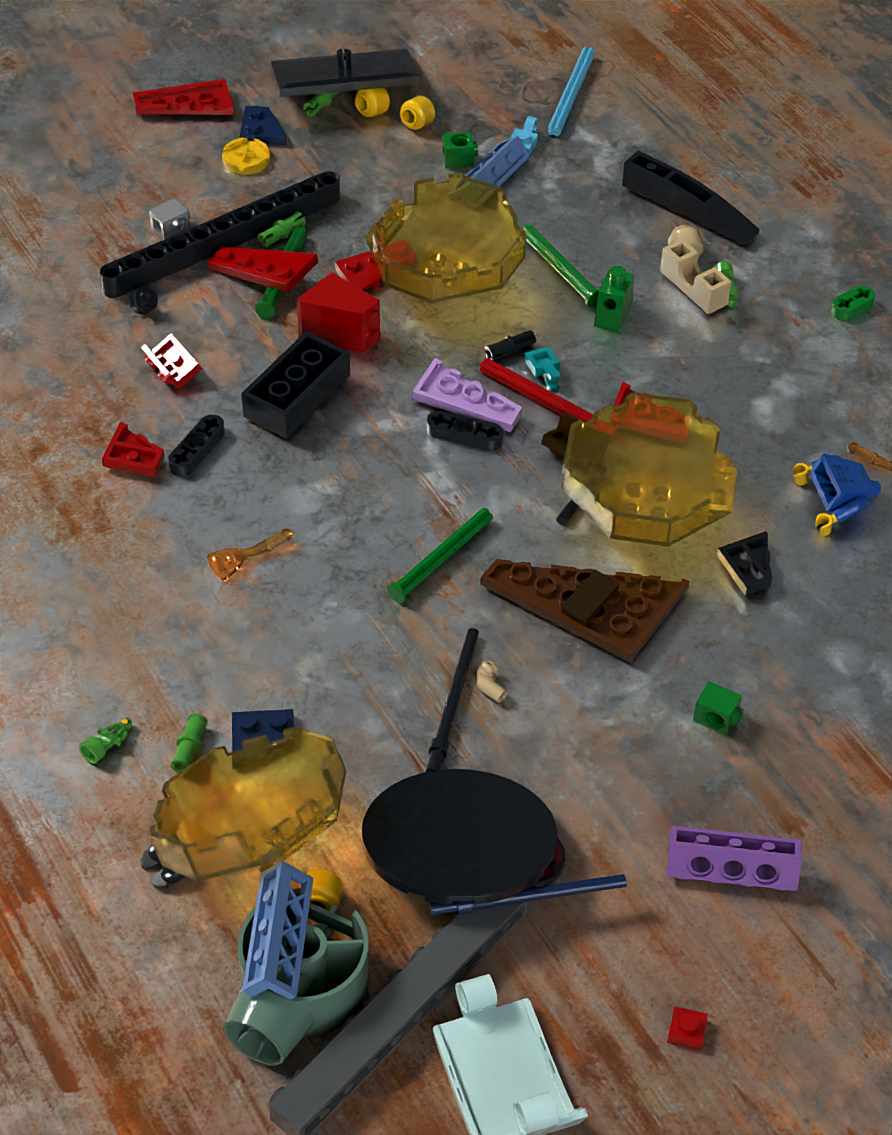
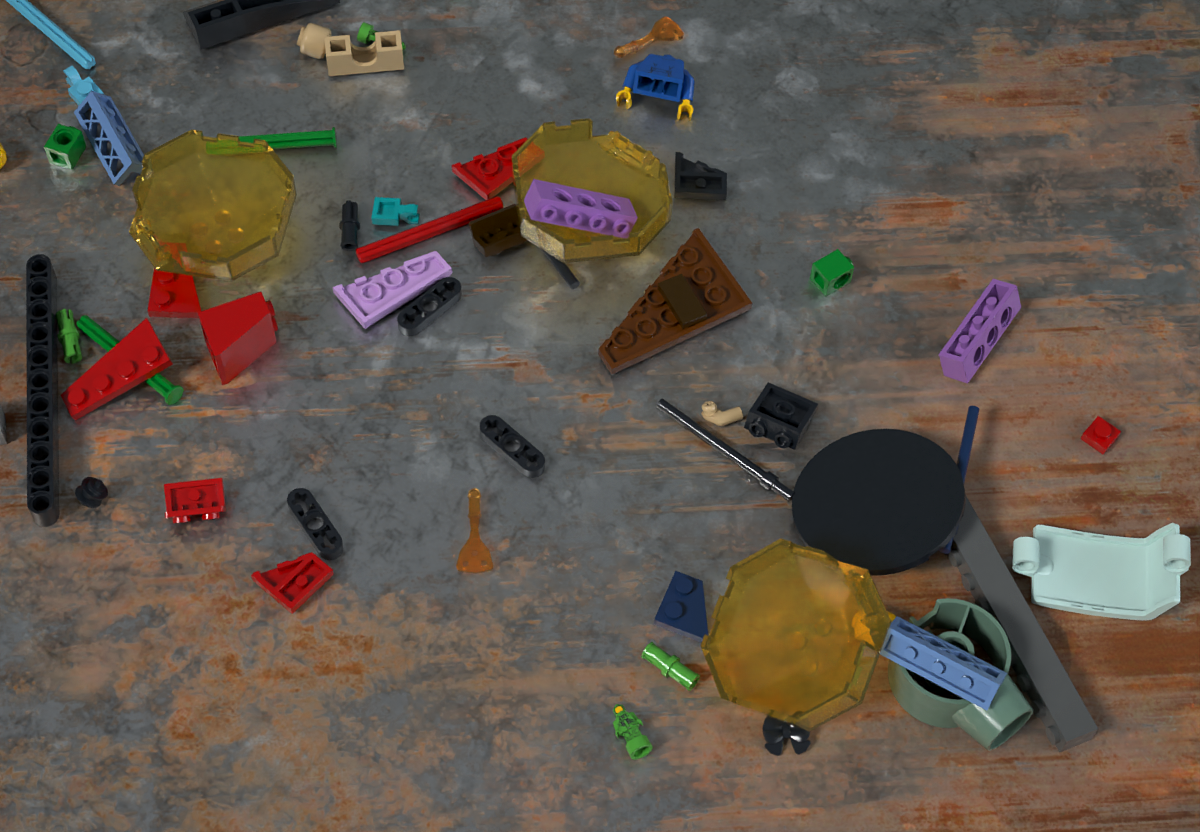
camera: 65 degrees left, 10 degrees up
(296, 384) = (300, 408): black brick -> none
(356, 553) = (514, 458): none -> black beam
(438, 556) = (565, 389): green axle -> none
(515, 726) = (780, 416): none -> black plate
(617, 464) = (580, 209): none -> medium lavender brick
(618, 287) = (349, 118): green torso -> none

